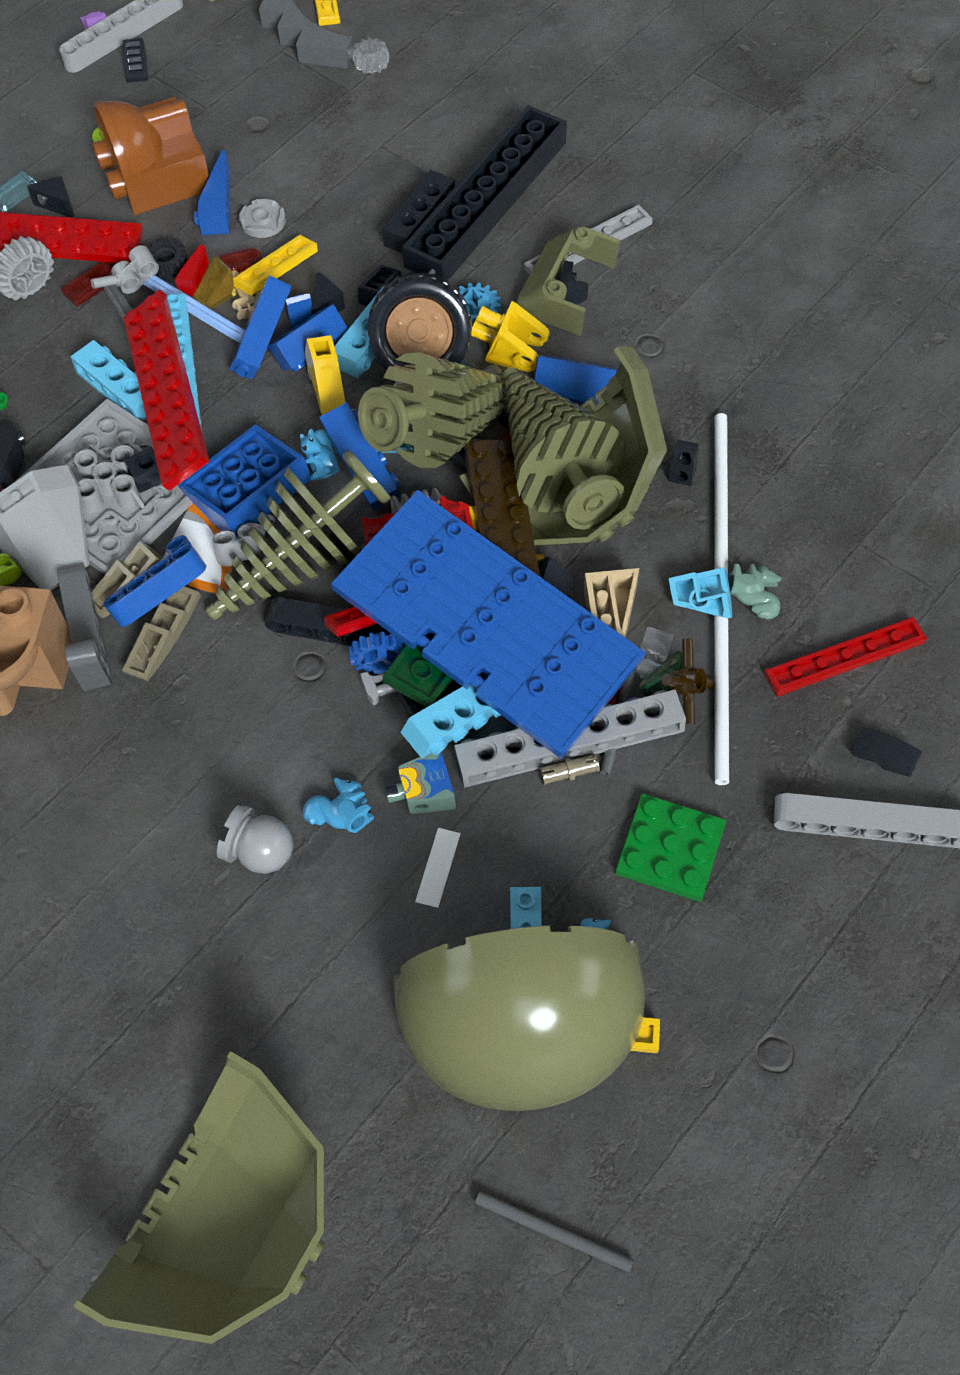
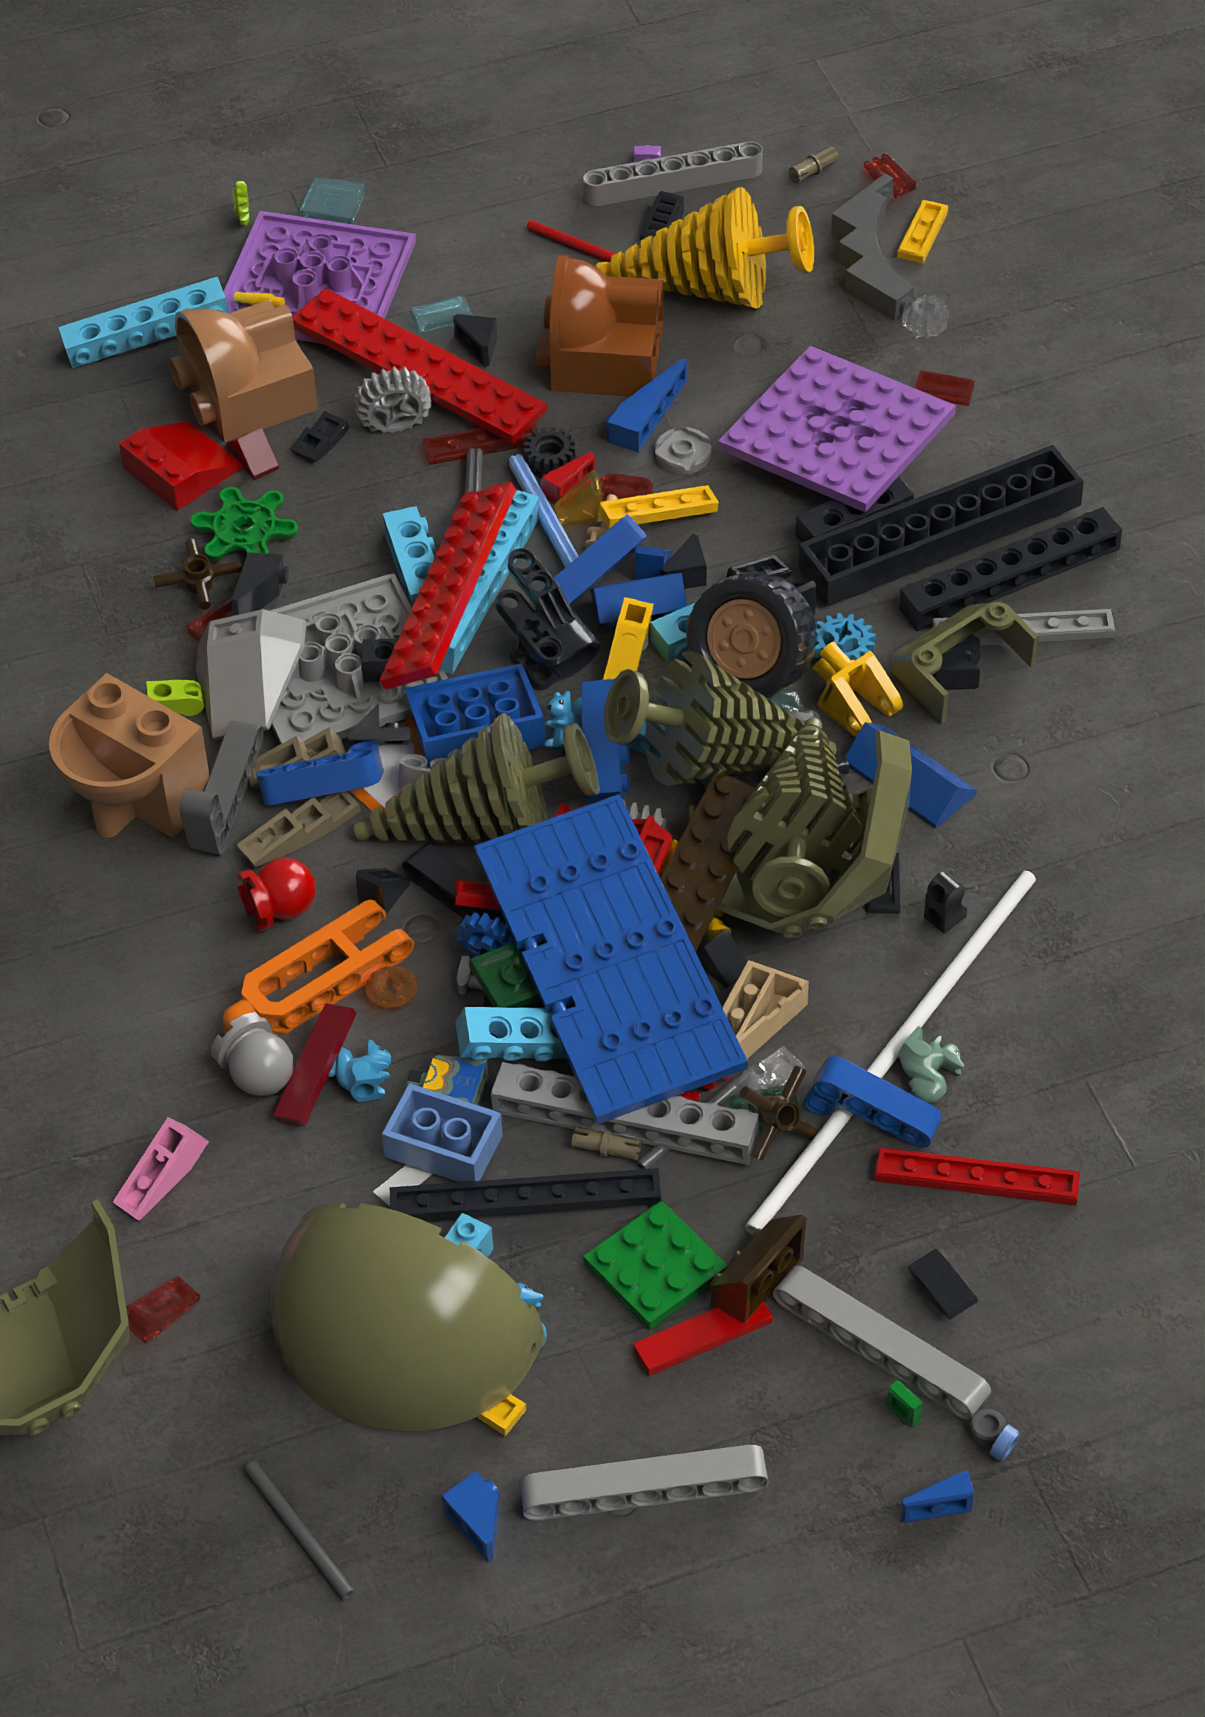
camera: 30 degrees right, 10 degrees down
(72, 102) = (569, 240): none -> red bar
(130, 275) = (500, 454): light grey beam -> none
(172, 528) = (369, 729): none -> black slope
(183, 692) = (279, 891): none -> red tile
(197, 64) = (716, 252): none -> yellow plant
(225, 797) = (330, 940): none -> orange piece
(235, 977) = (160, 1168): none -> bright pink slope
(260, 651) = (381, 886): none -> black slope
(268, 389) = (555, 633): none -> black piece
(306, 822) = (314, 1064): none -> dark red tile
(312, 1116) = (149, 1325): none -> clear red slope
(320, 715) = (400, 978): none -> clear orange gear
(367, 155) = (837, 428): none -> medium lavender plate
(416, 100) = (946, 387): none -> clear red tile
(446, 828) = (442, 1134): none -> medium blue brick
(536, 845) = (528, 1194): none -> black plate
(551, 206) = (1011, 568): none -> black brick
(686, 1135) = (475, 1512): none -> blue slope
(703, 592) = (868, 1039): medium azure slope -> none
(741, 636) = (873, 1100): none -> blue beam
(743, 884) = (695, 1337): none -> red tile
(756, 810) = (759, 1267): none -> dark brown slope
(789, 1035) = (643, 1482): none -> light grey beam
(929, 861) = (904, 1403): none -> green tile

